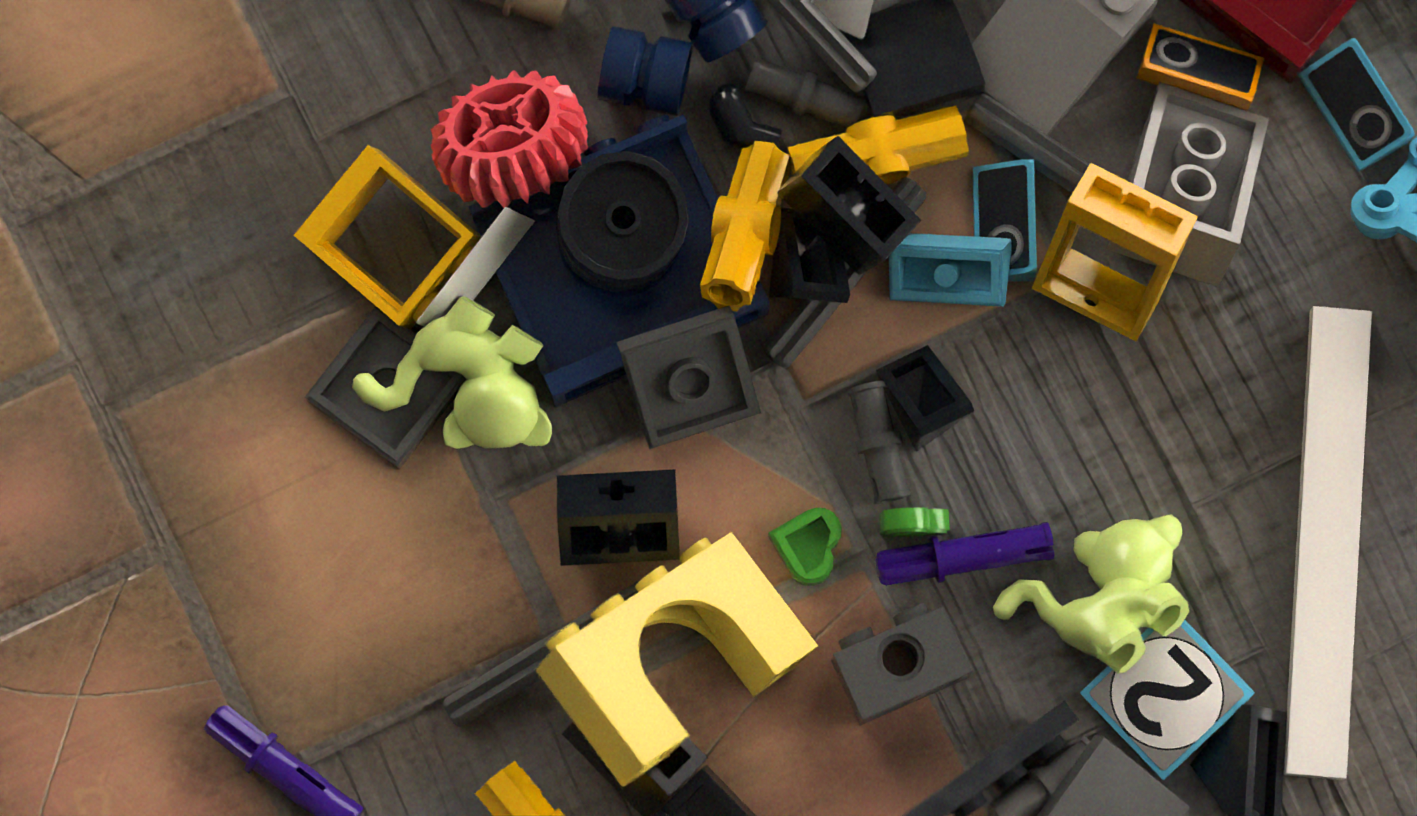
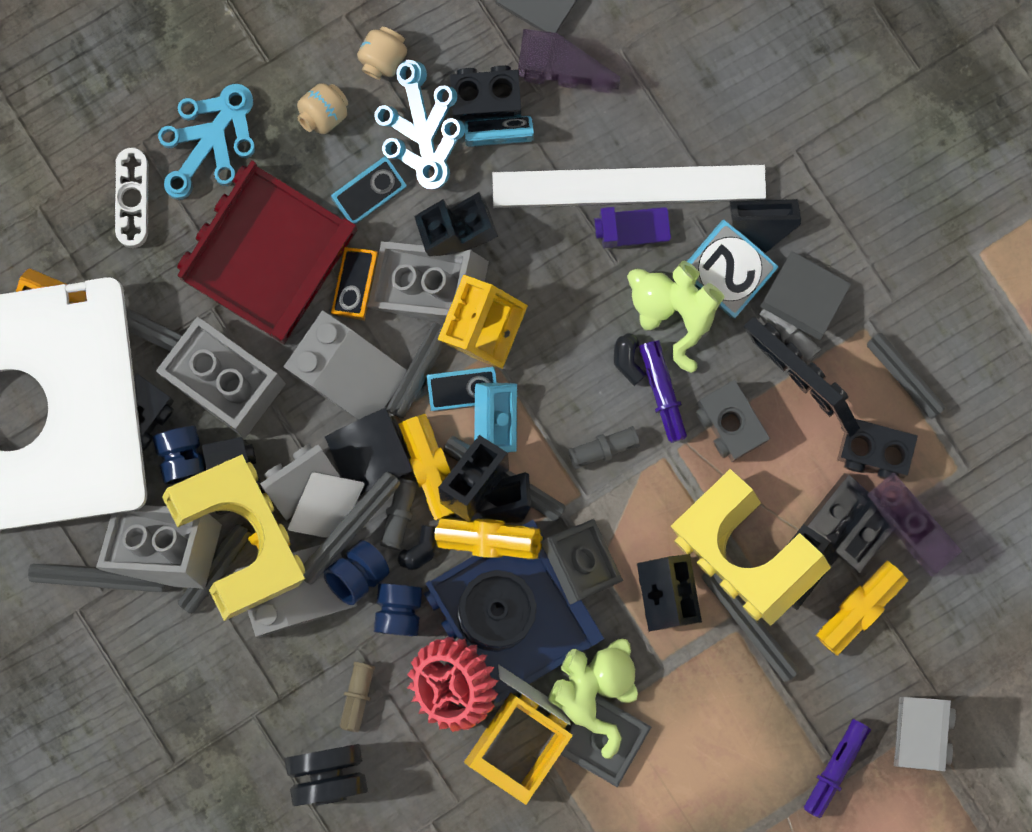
camera: 100 degrees left, 5 degrees up
(807, 544) = (667, 482): bright green tile -> none
(913, 522) = (649, 422): bright green tile -> none
(924, 396) = (573, 424): black slope -> none
(1028, 496) = (624, 358): none -> black arm
(1256, 533) = (632, 227): none -> dark purple bracket
(1278, 231) = (455, 228): none -> black slope

